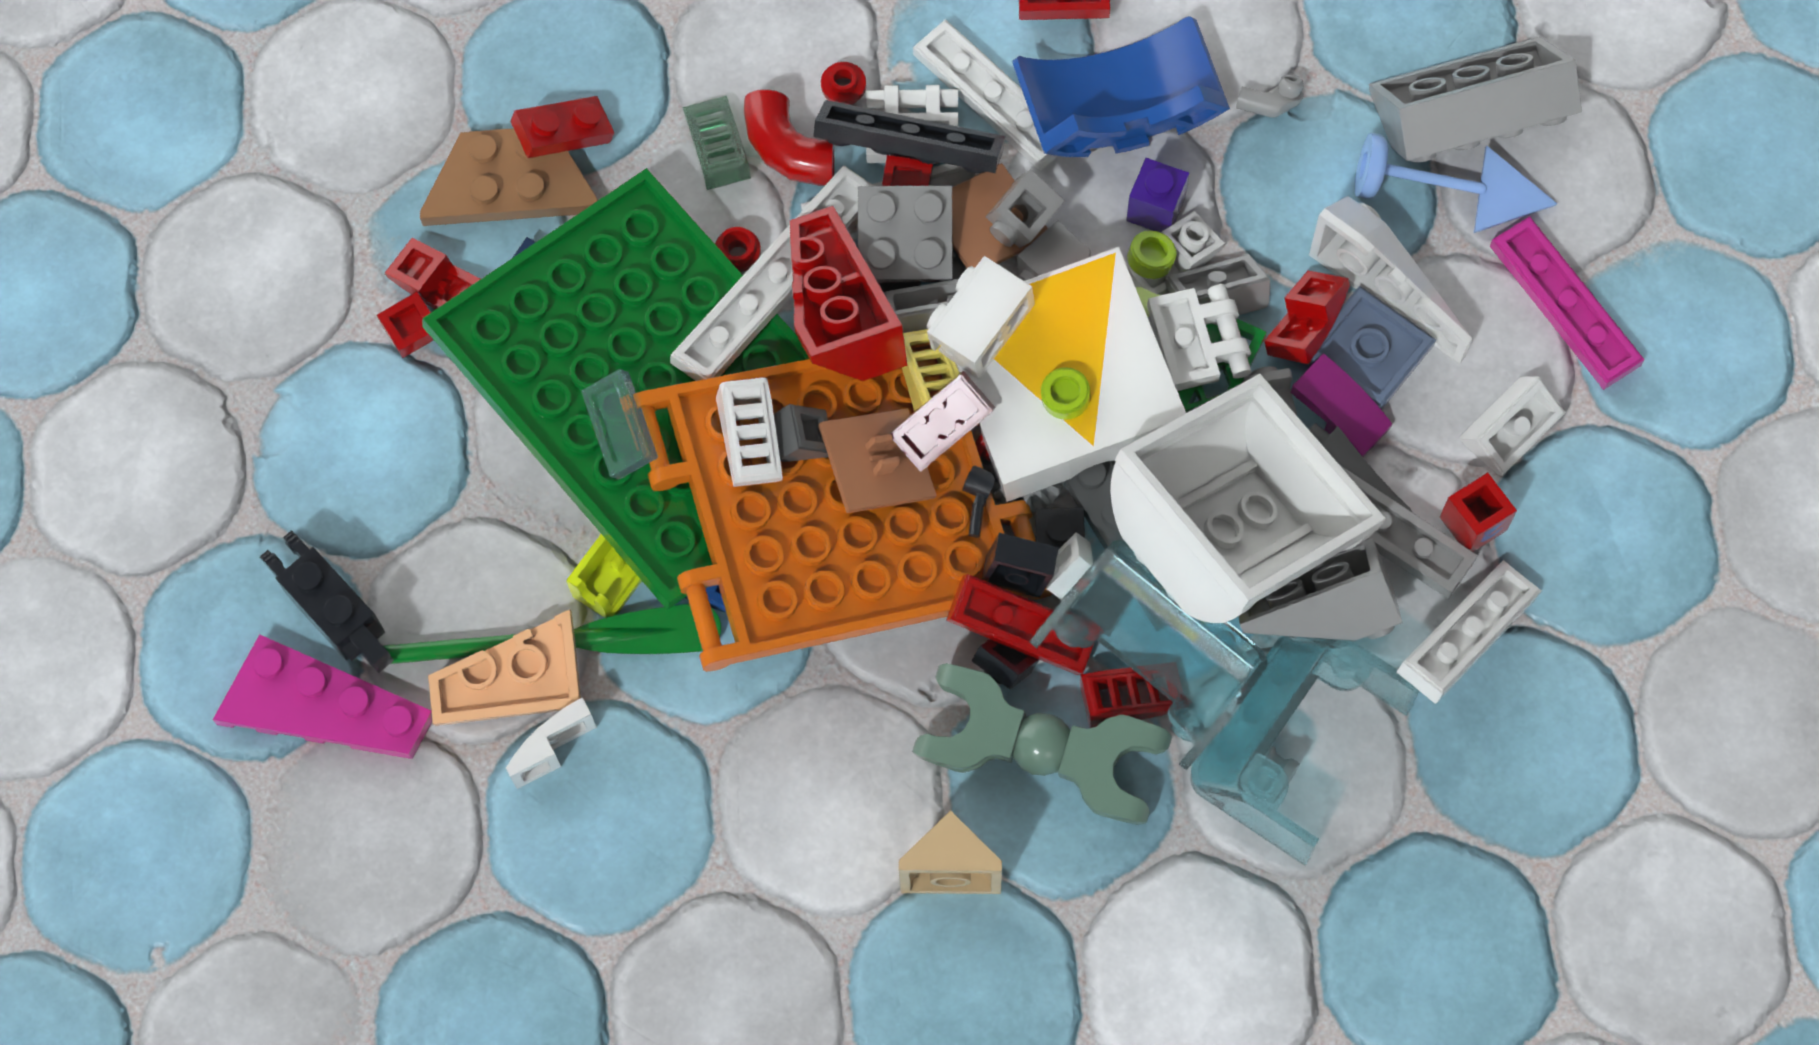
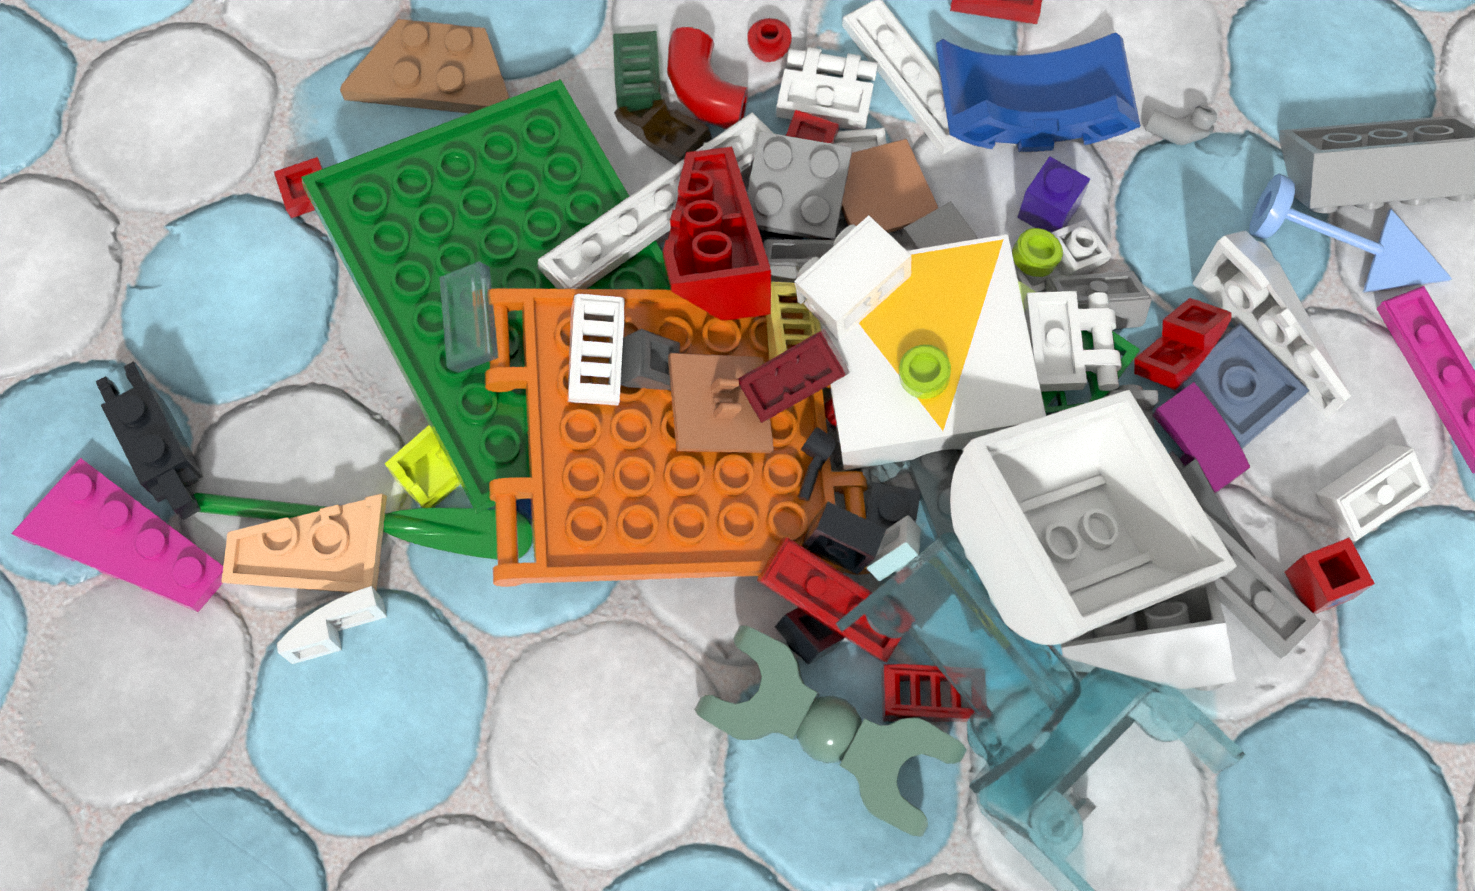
camera: 10 degrees right, 0 degrees up
(429, 273) = (330, 139): red slope -> none
(562, 126) = (493, 29): red plate -> none
(743, 238) = (634, 163): red plate -> none
(760, 198) = (665, 130): none -> dark brown slope
(909, 136) = (810, 91): black plate -> none
(950, 862) = (705, 837): tan slope -> none
(1035, 201) = (931, 178): light grey brick -> none
(1468, 632) = (1300, 703): white tile -> none

